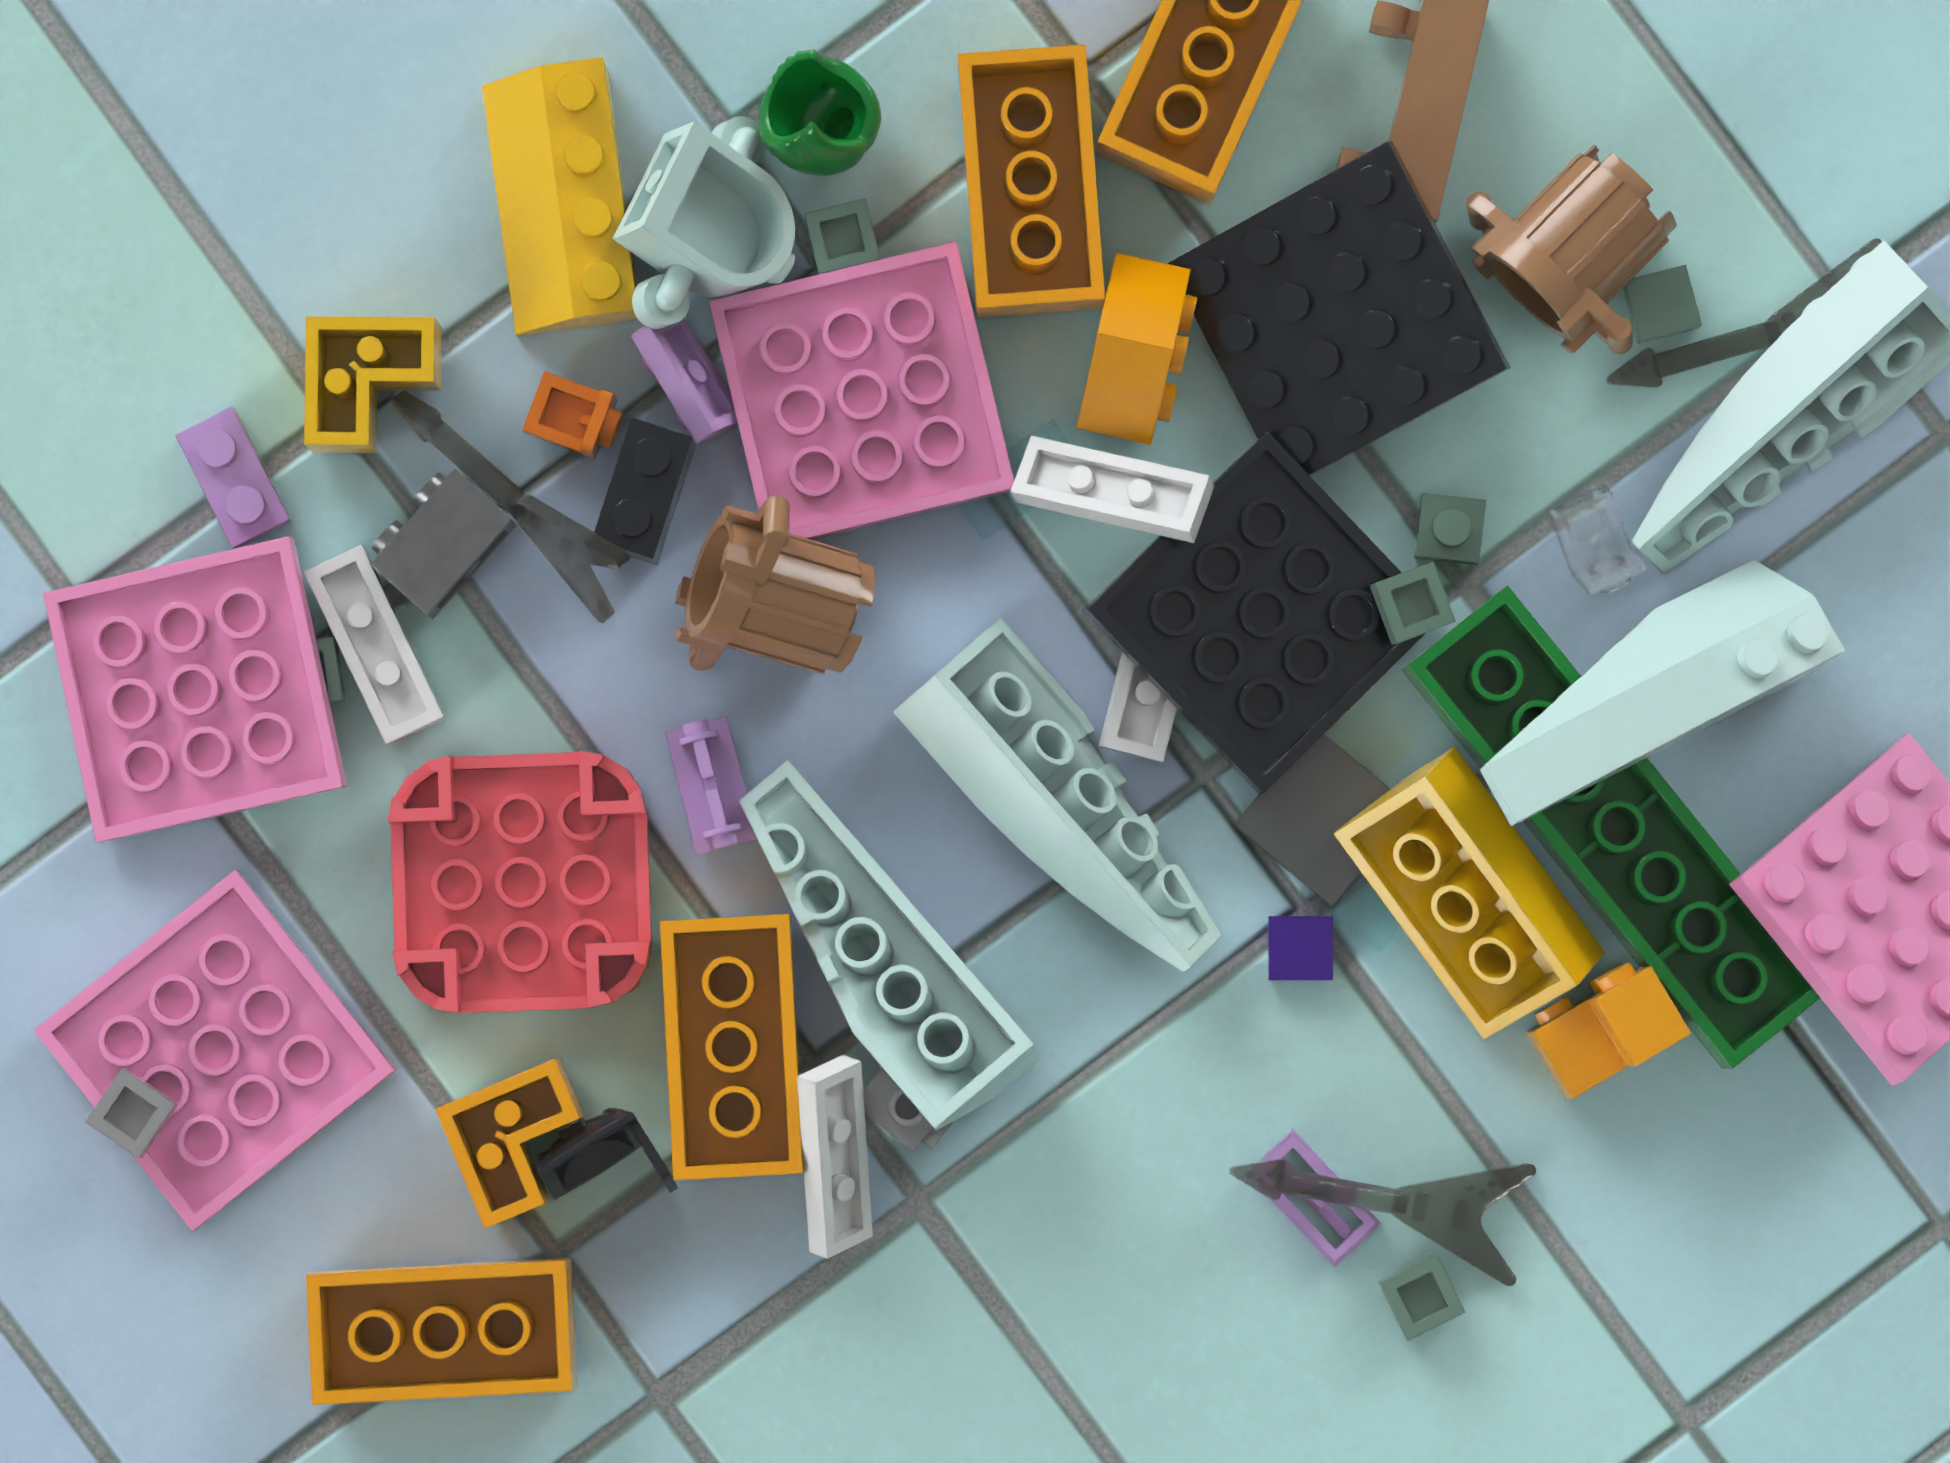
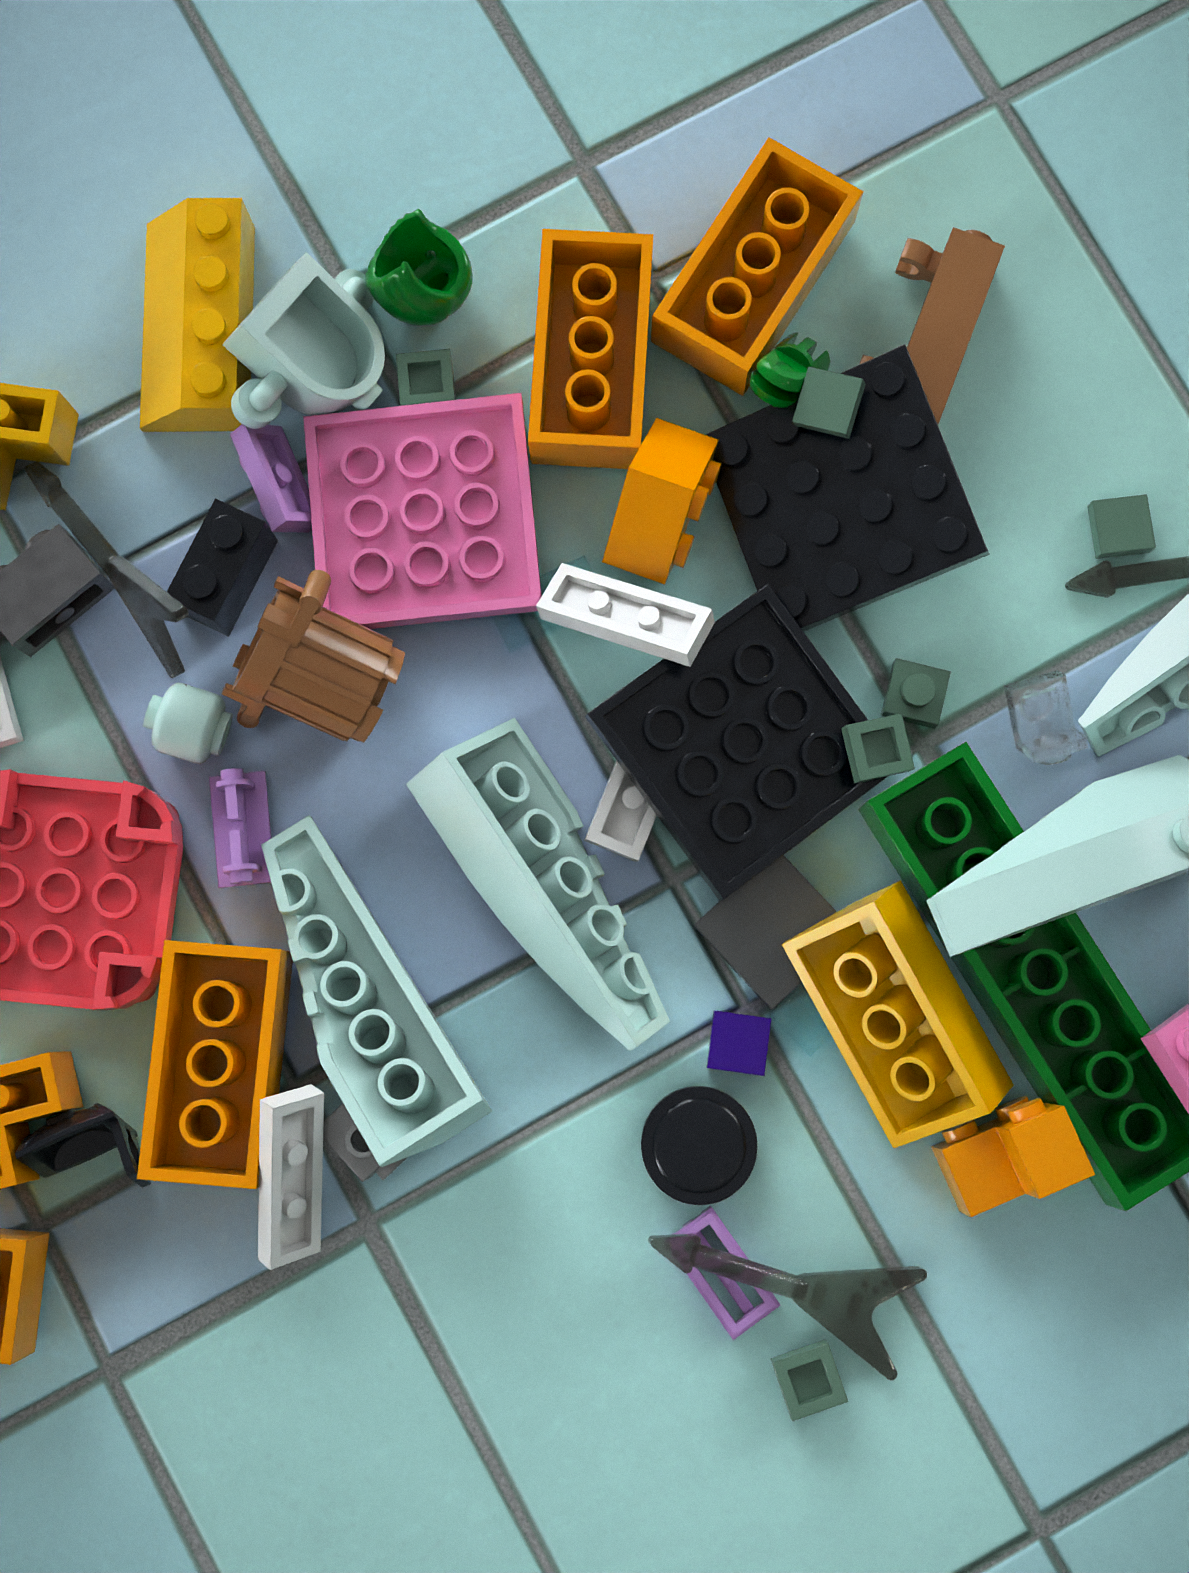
camera: 15 degrees right, 5 degrees down
(573, 416) = (172, 497): orange bracket -> none
(635, 674) = (188, 723): none -> light aqua head
(1258, 182) = (783, 371): none -> green arm
(1270, 1064) = (699, 1145): none -> black piece
(1310, 220) = (828, 402): none -> sand green tile
(1573, 247) = (1055, 462): medium nougat container -> none

